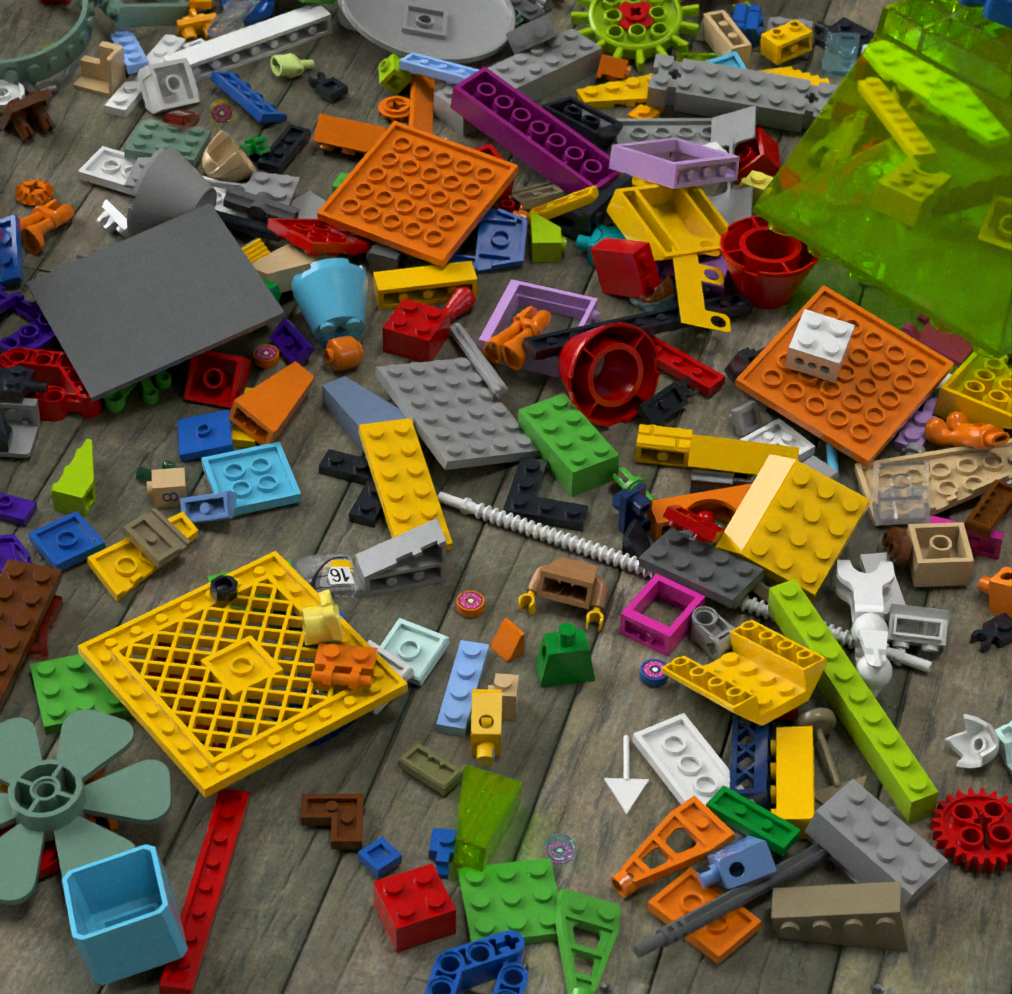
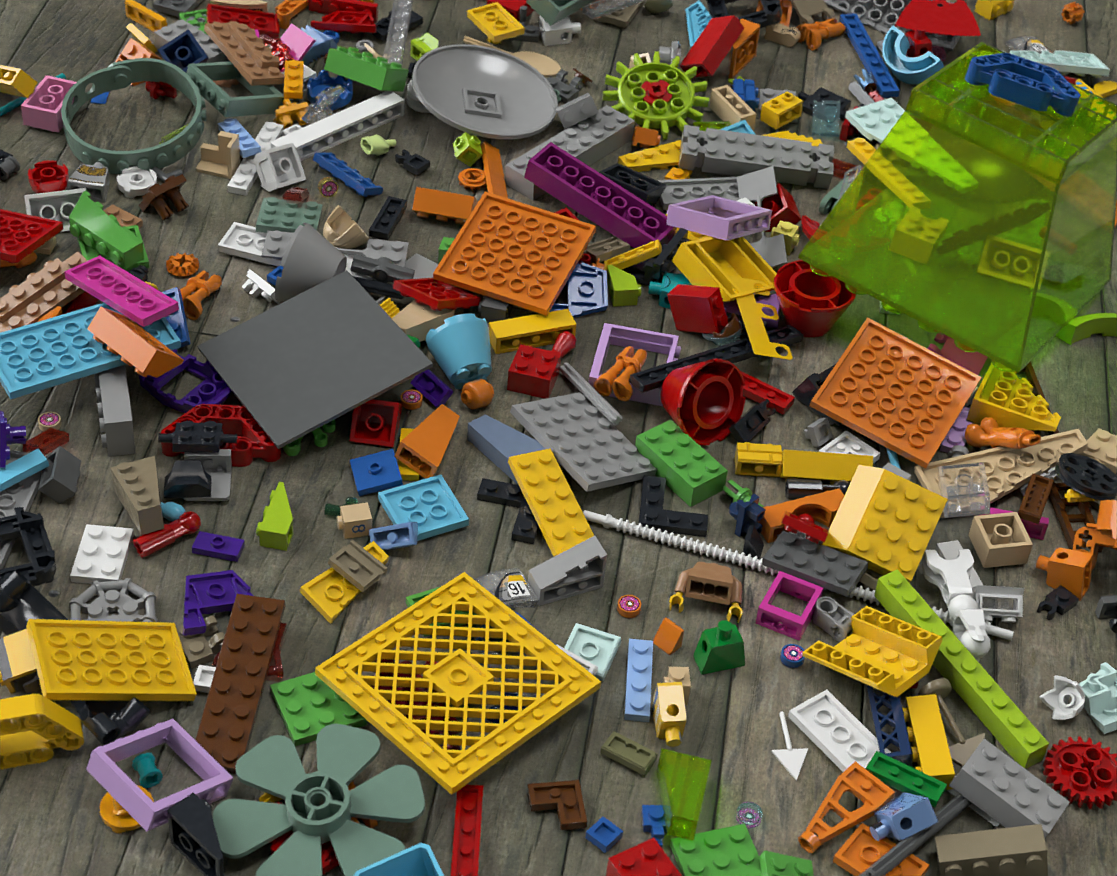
camera: 10 degrees left, 0 degrees up
(66, 541) = (278, 573): blue plate -> none
(224, 589) = (430, 609): black tile -> none
(255, 145) = (364, 216): green plate -> none
(322, 622) = (521, 634): light yellow piece -> none
(344, 665) = (546, 670): orange plate -> none
(435, 68) = (507, 144): light blue plate -> none
(819, 345) = (876, 369): white piece -> none
(897, 545) = (965, 533): reddish brown plate -> none

